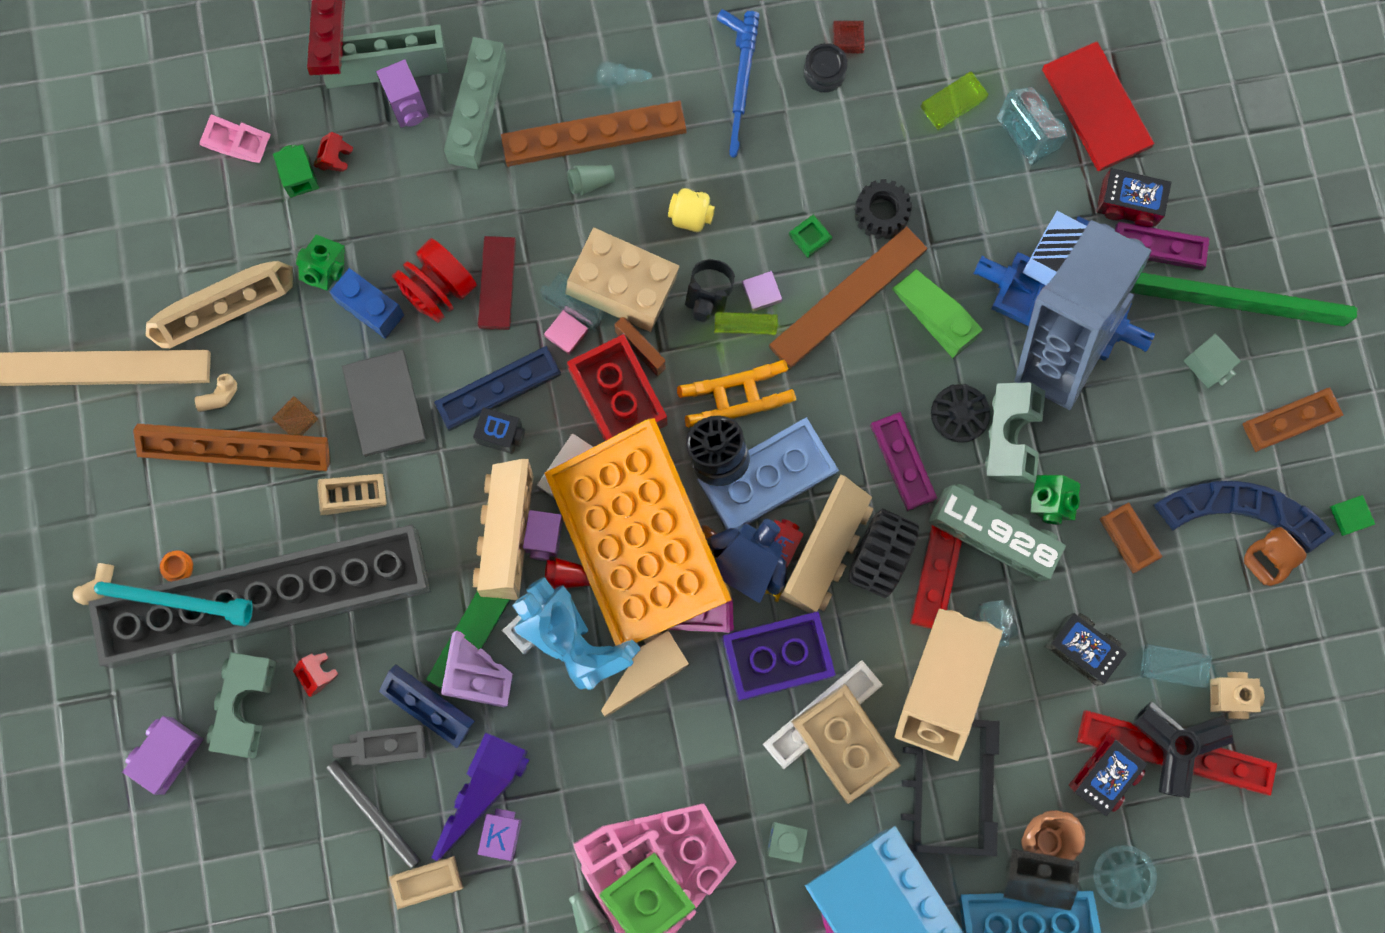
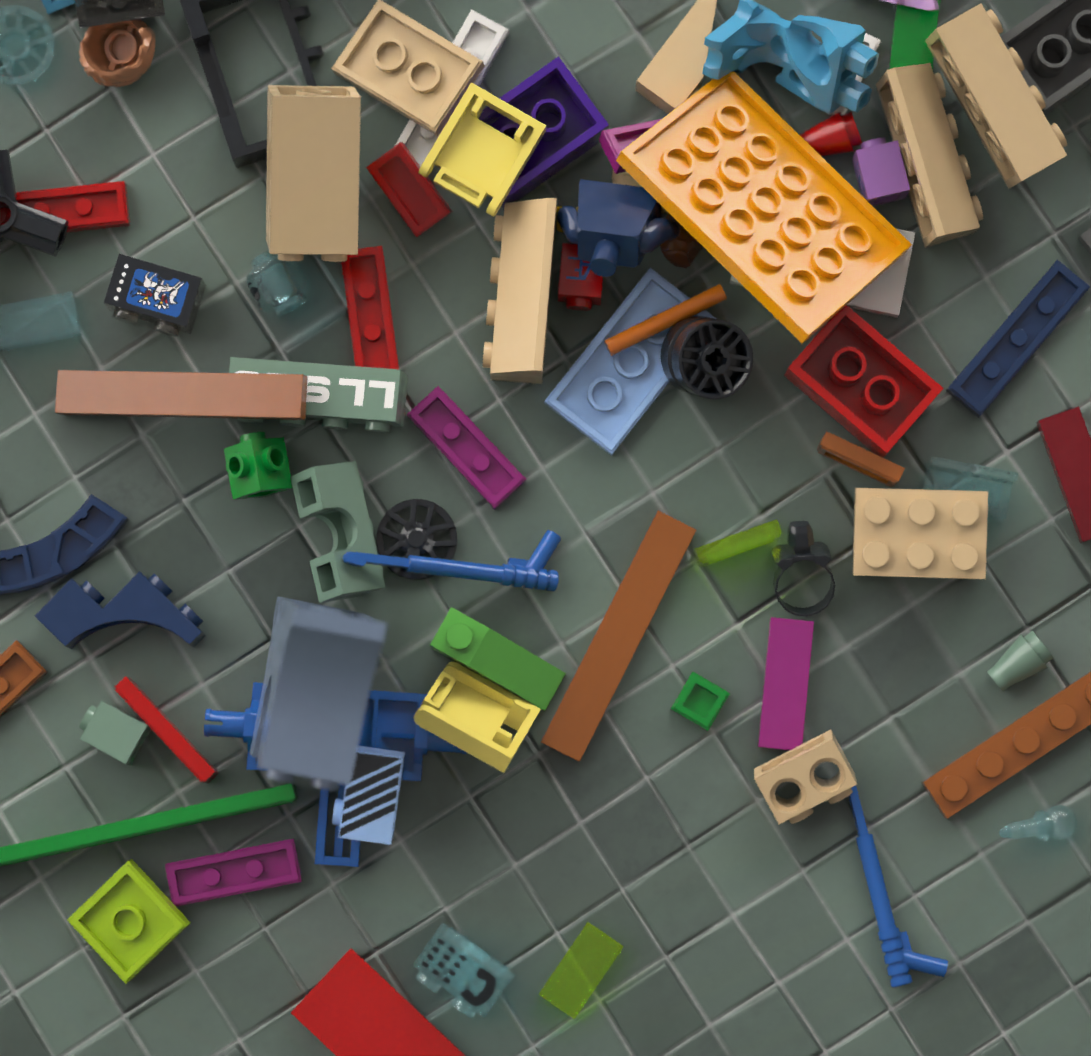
camera: 160 degrees right, 5 degrees up
(441, 547) = (996, 95): none -> tan slope
(499, 431) = (991, 279): black brick -> none
(566, 332) = (963, 442): bright pink tile -> none
(690, 210) = (870, 669): light yellow head -> none
(735, 490) = (665, 319): none -> orange bar
(744, 378) = (714, 421): light orange piece -> none
(749, 224) = (785, 683): none -> magenta tile
(762, 291) = (733, 599): lavender tile -> none
(763, 161) = (799, 767): none -> tan brick
(825, 67) = (772, 944): black wheel -> none
(825, 647) = (477, 157): none -> light yellow container
(849, 36) = (758, 1006): clear red tile -> none
(877, 654) = (407, 190): none -> red tile
(884, 553) = (449, 305): black tyre -> none
(886, 192) = (647, 772): black tyre -> none
(901, 361) = (515, 573): none -> blue piece
(973, 278) = (470, 715): none -> light yellow container
(1093, 566) = (181, 394): none -> tile
(1108, 775) = (76, 149): brick -> none
(1130, 538) = (143, 462): dark orange tile -> none
(1133, 197) = (292, 920): brick -> none
(1163, 438) = (77, 610): none -> dark blue arch
(1177, 349) = (166, 730): none -> red tile
(1242, 239) = (128, 921): none -> lime tile

